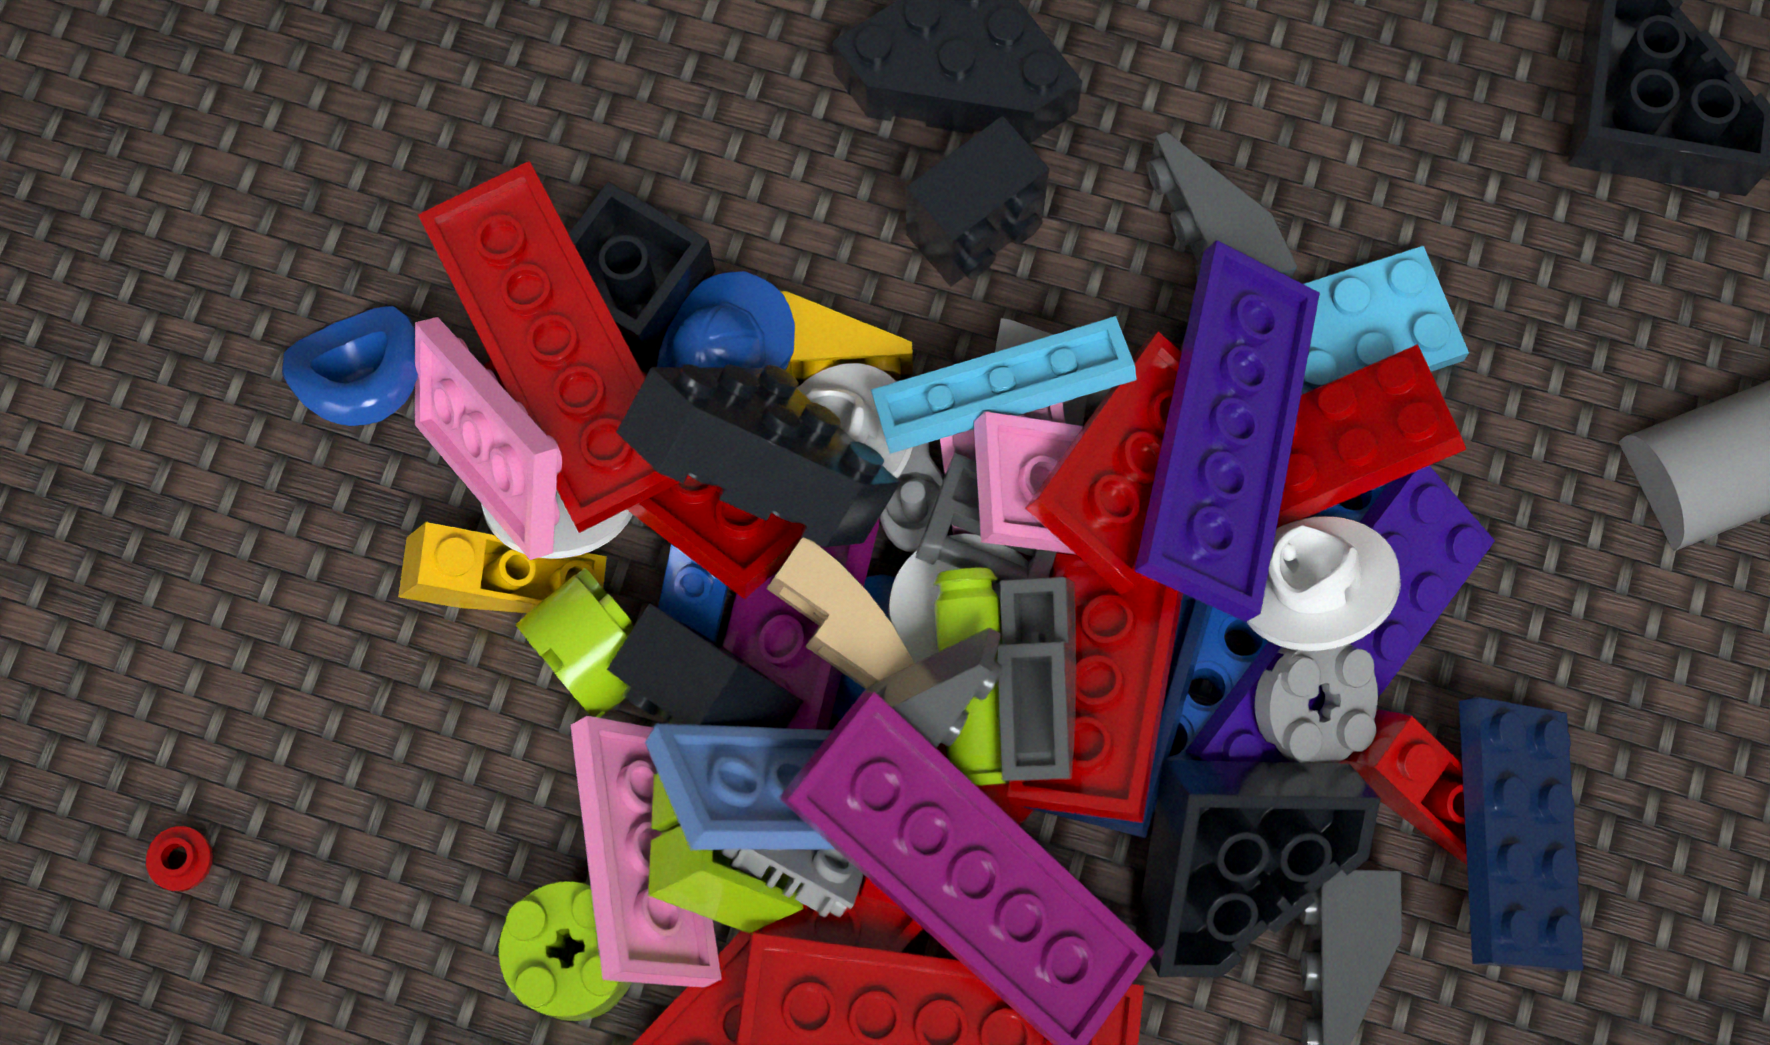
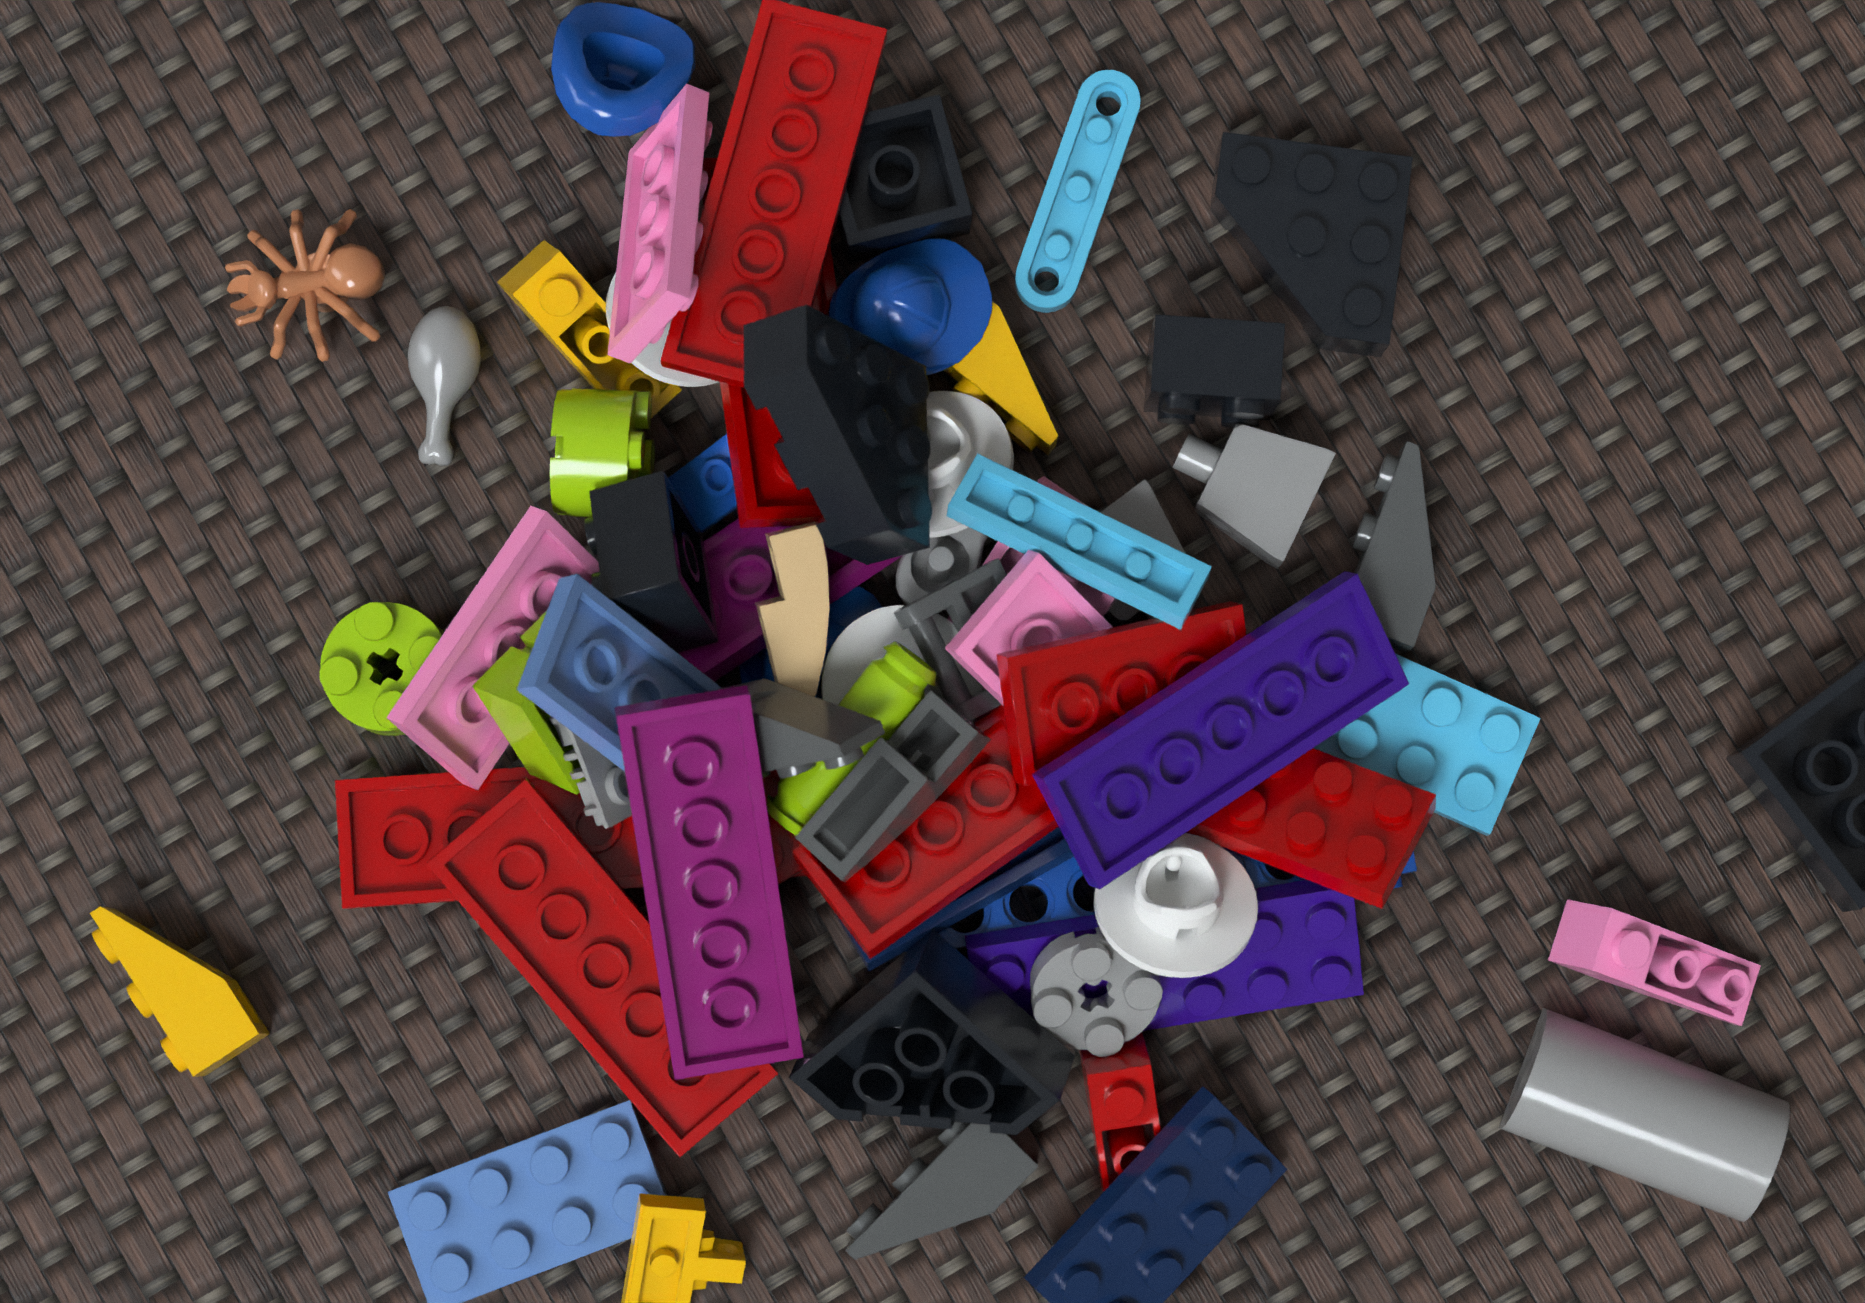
camera: 40 degrees right, 10 degrees up
(194, 869) = (187, 347): red plate -> none
(258, 712) = (319, 279): none -> nougat animal
(412, 693) = (443, 366): none -> light grey piece
(765, 177) = (1077, 190): none -> medium azure plate
(1081, 262) = (1256, 486): none -> light grey torso
(1660, 338) = (1653, 961): none -> bright pink slope

